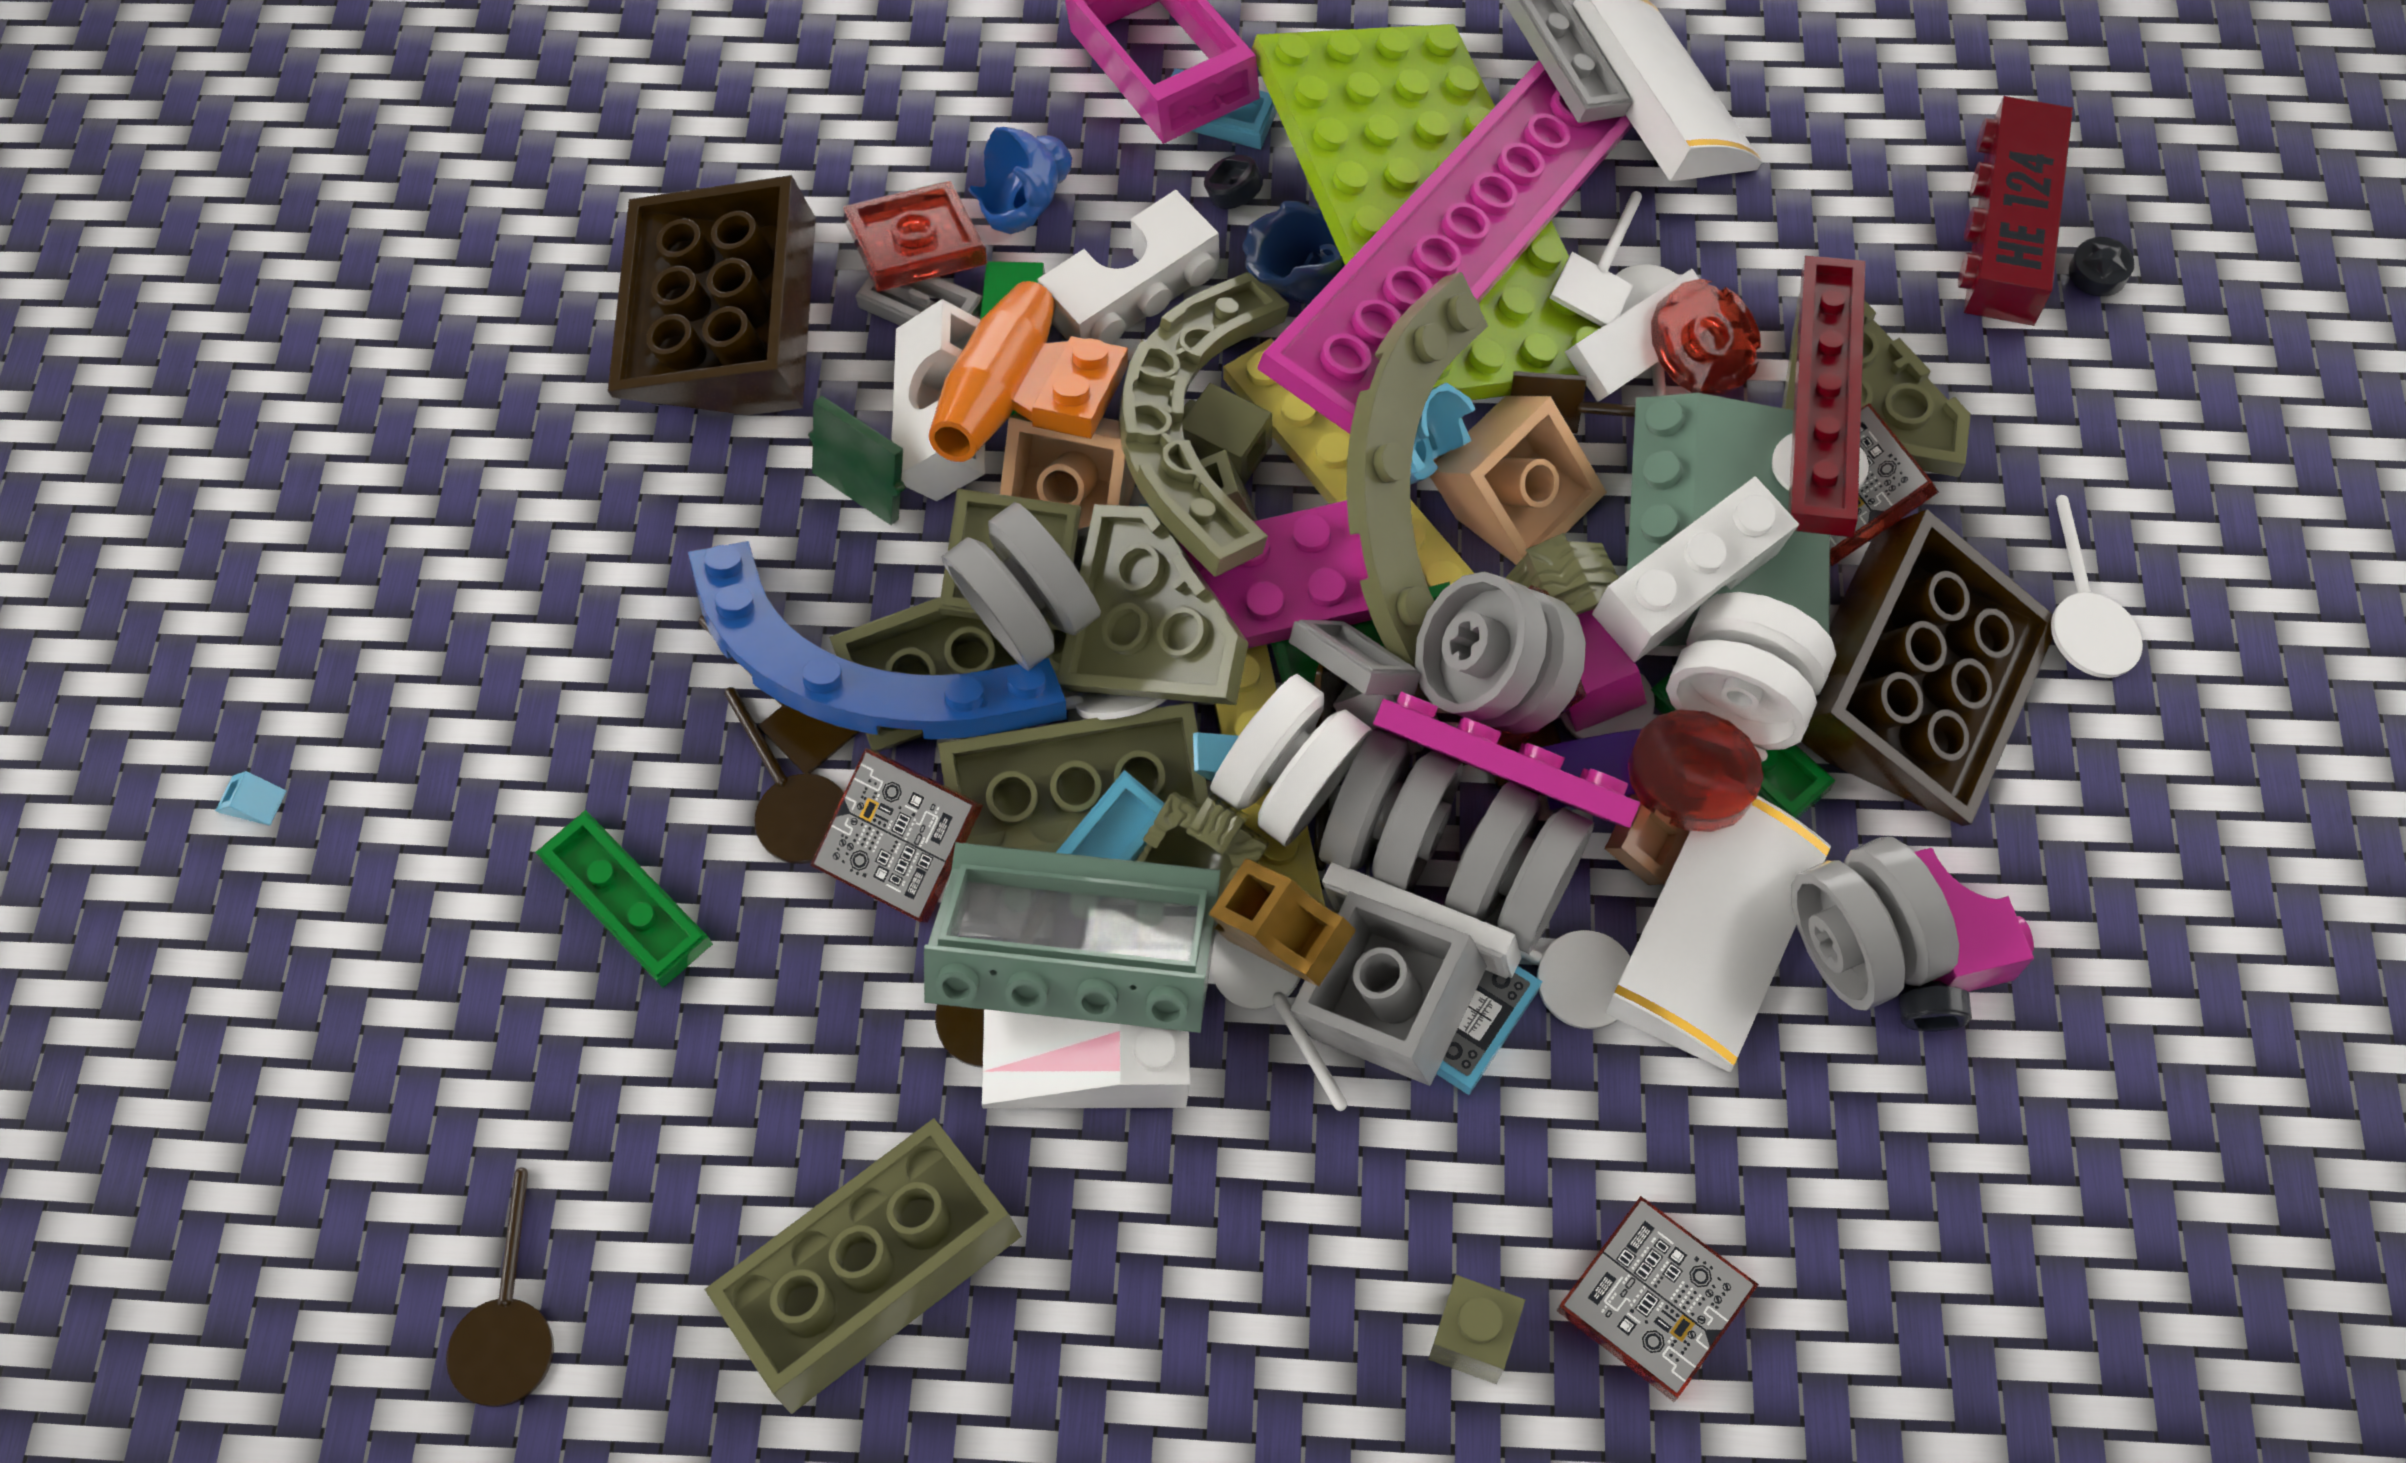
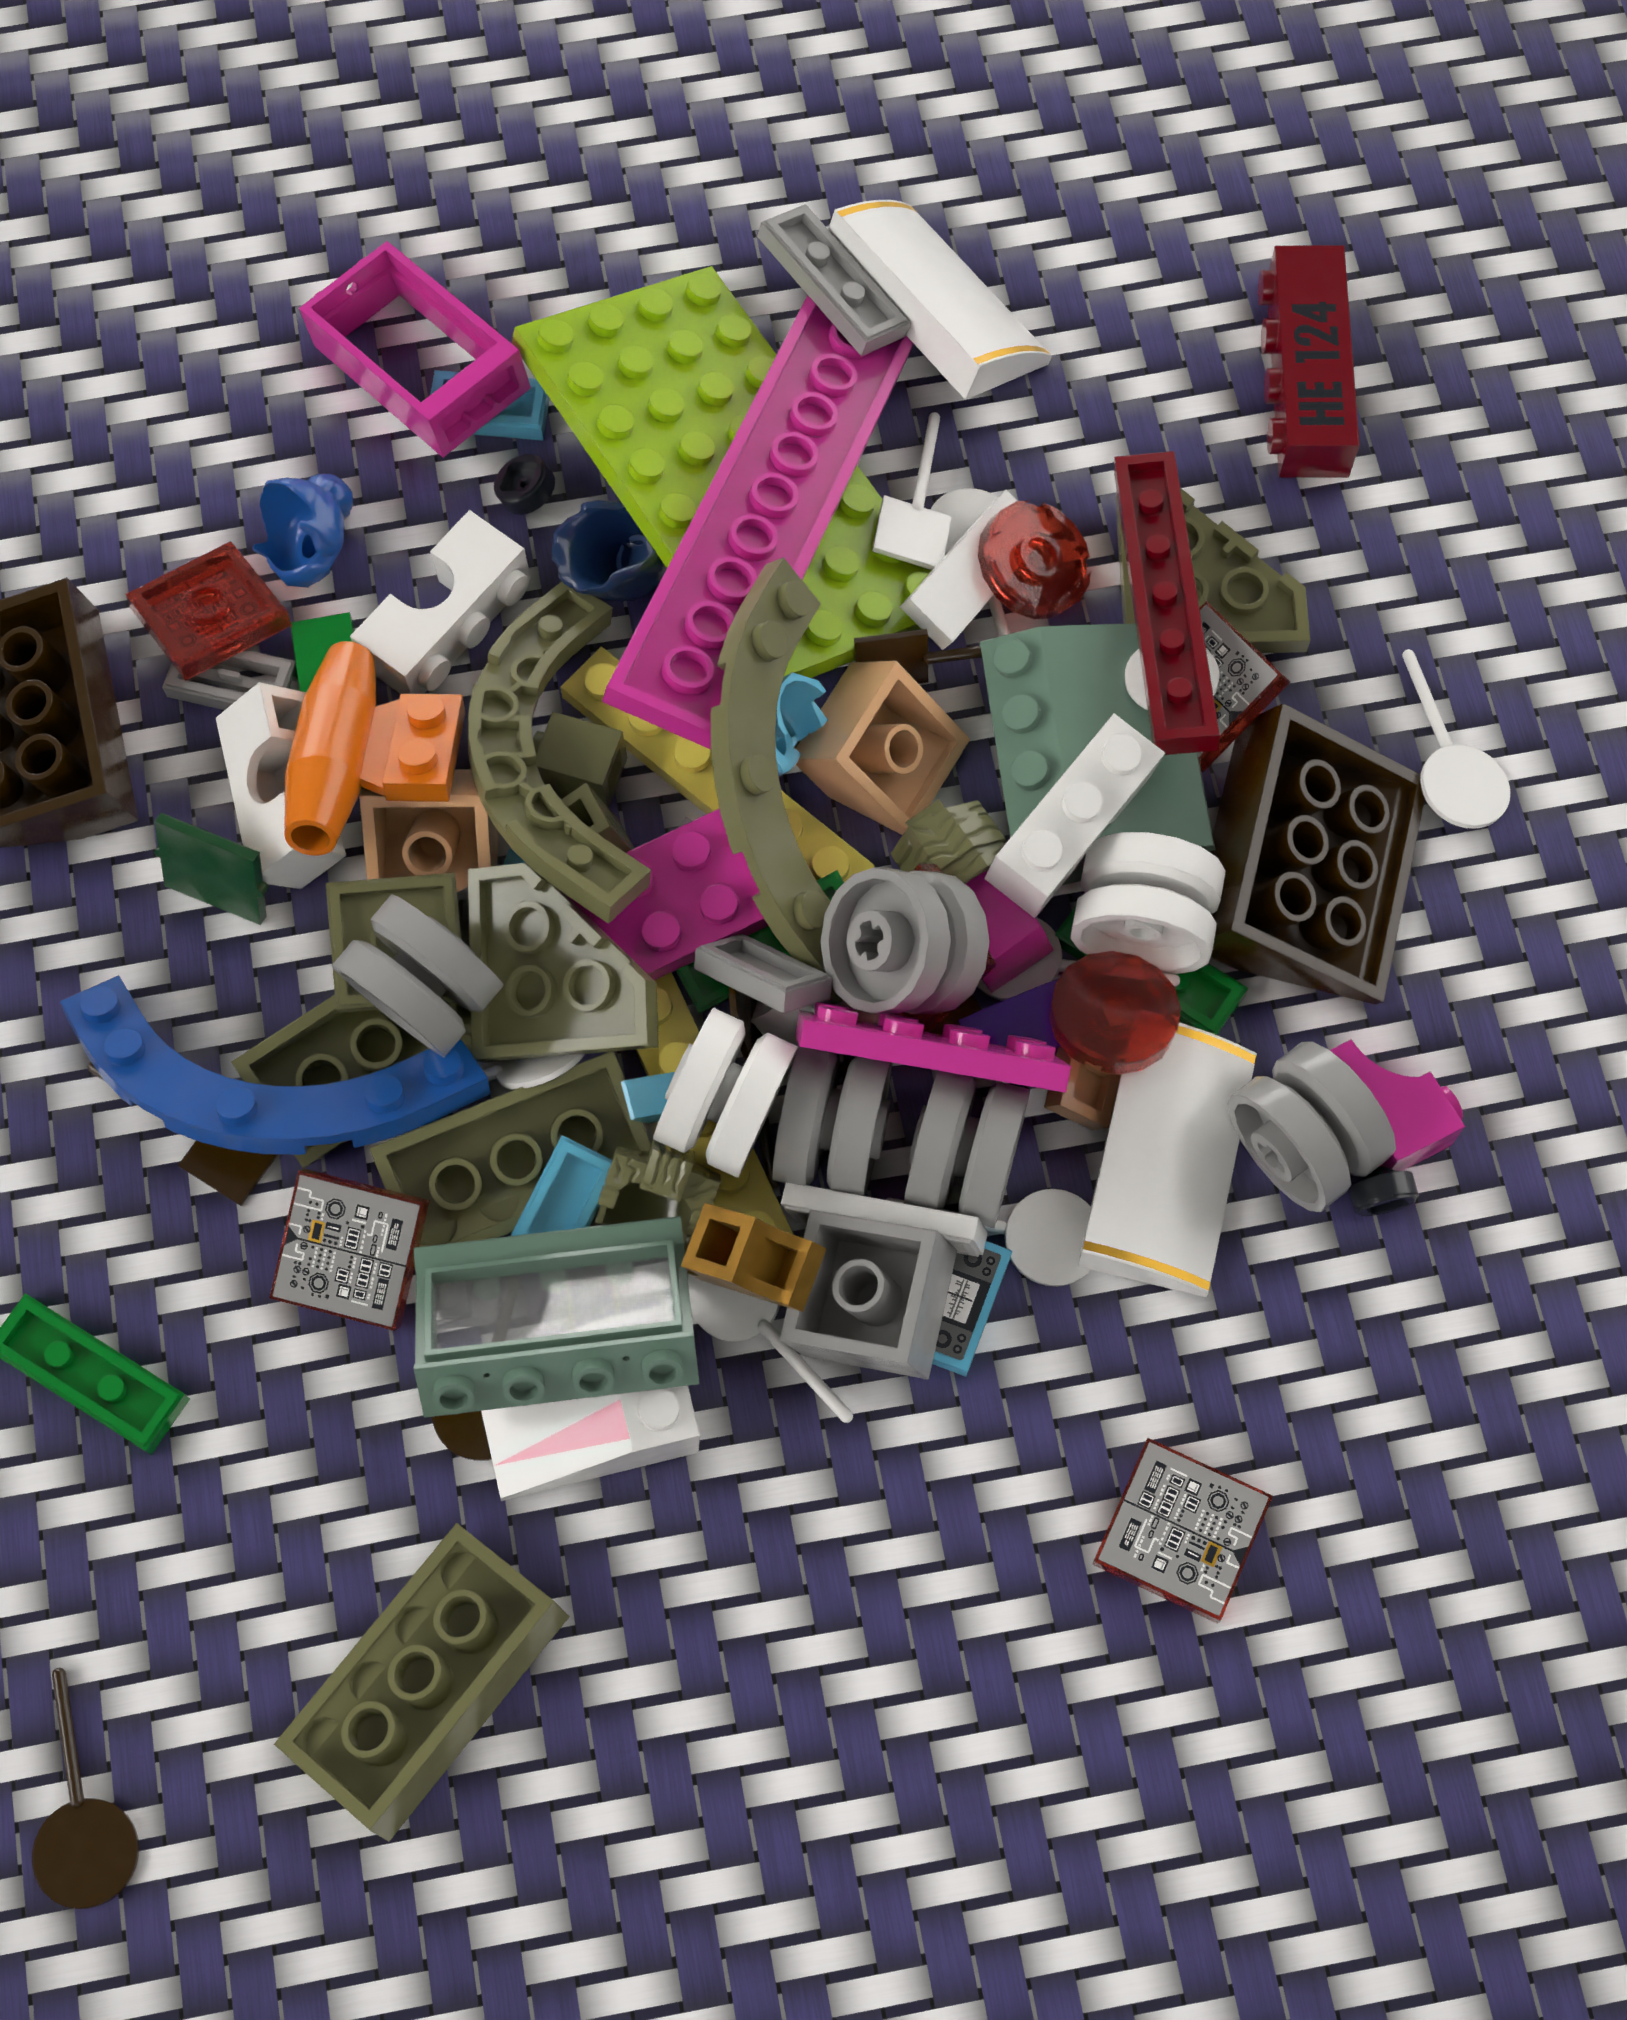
camera: 15 degrees left, 5 degrees up
(793, 810) = (238, 1244): dark brown piece -> none
(1477, 1329) = (1022, 1602): olive brick -> none
(2101, 266) = (1401, 403): black tile -> none

